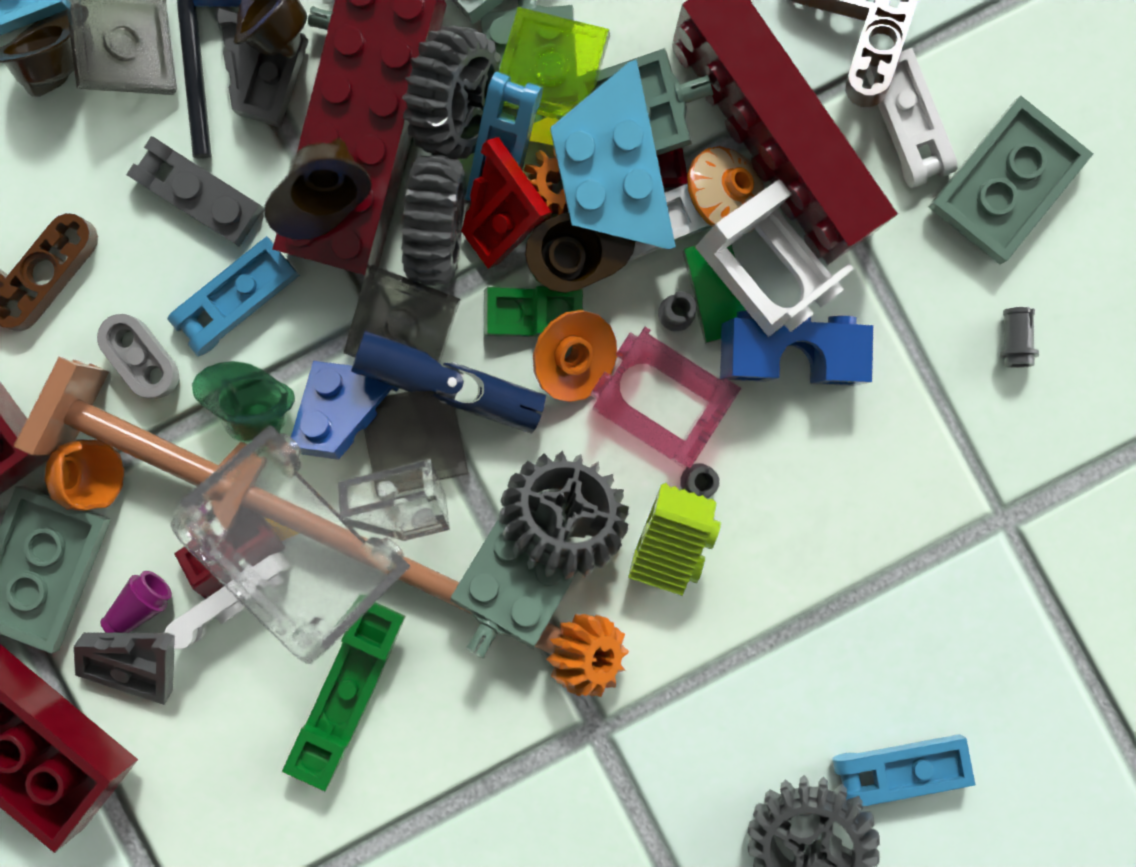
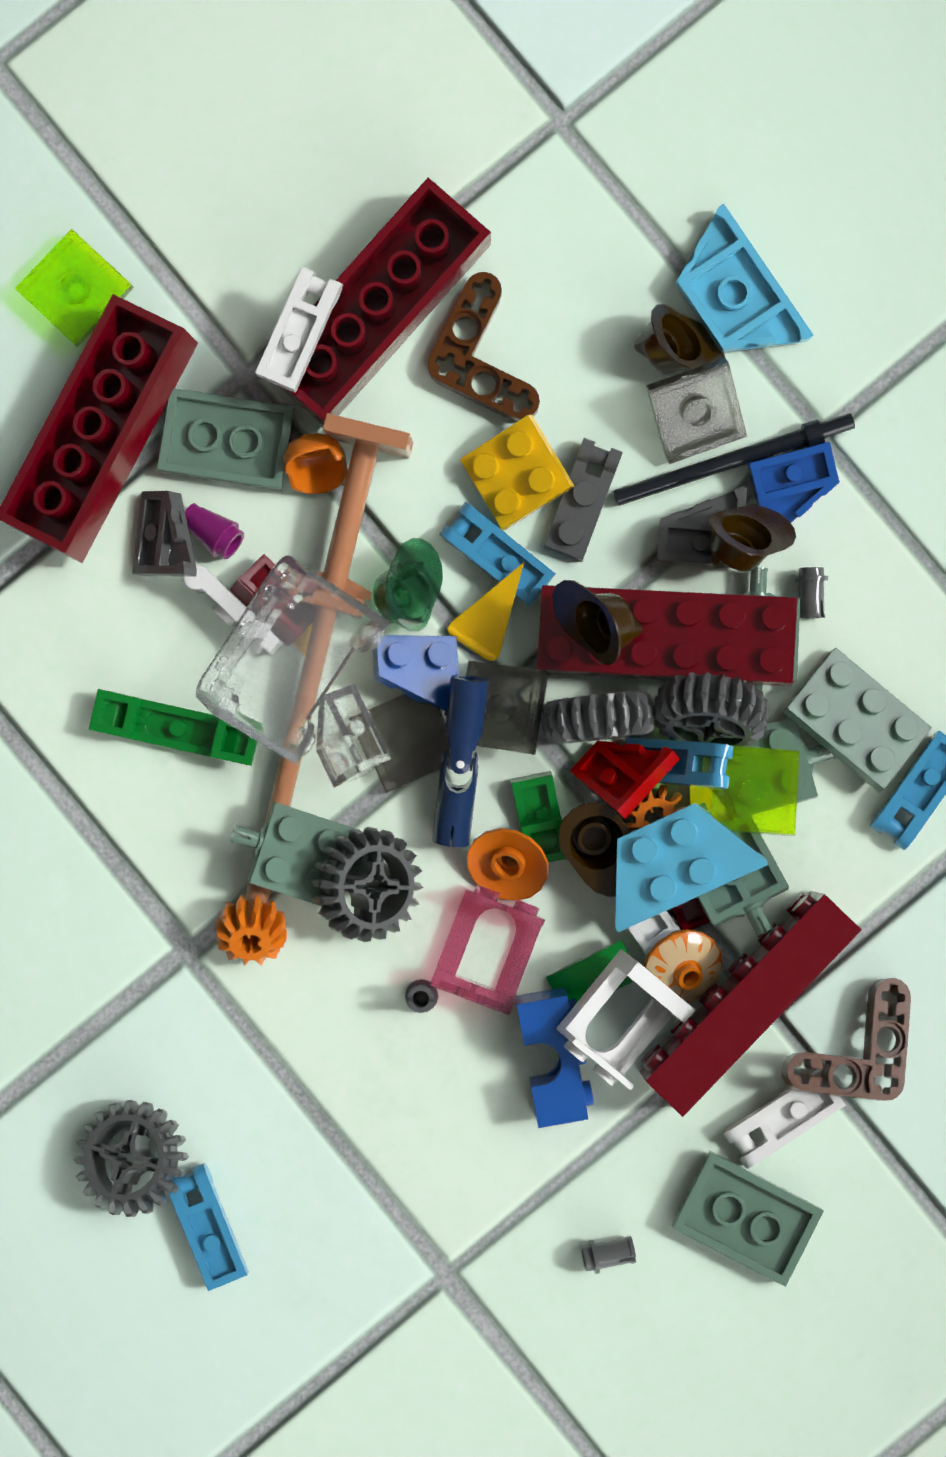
camera: 85 degrees right, 0 degrees up
(138, 359) = (426, 484): light grey plate -> none
(146, 254) = (517, 472): none -> yellow plate
(306, 326) = (486, 621): none -> yellow sticker
(672, 321) = (561, 935): dark grey pin -> none
(674, 540) = (365, 983): lime brick -> none

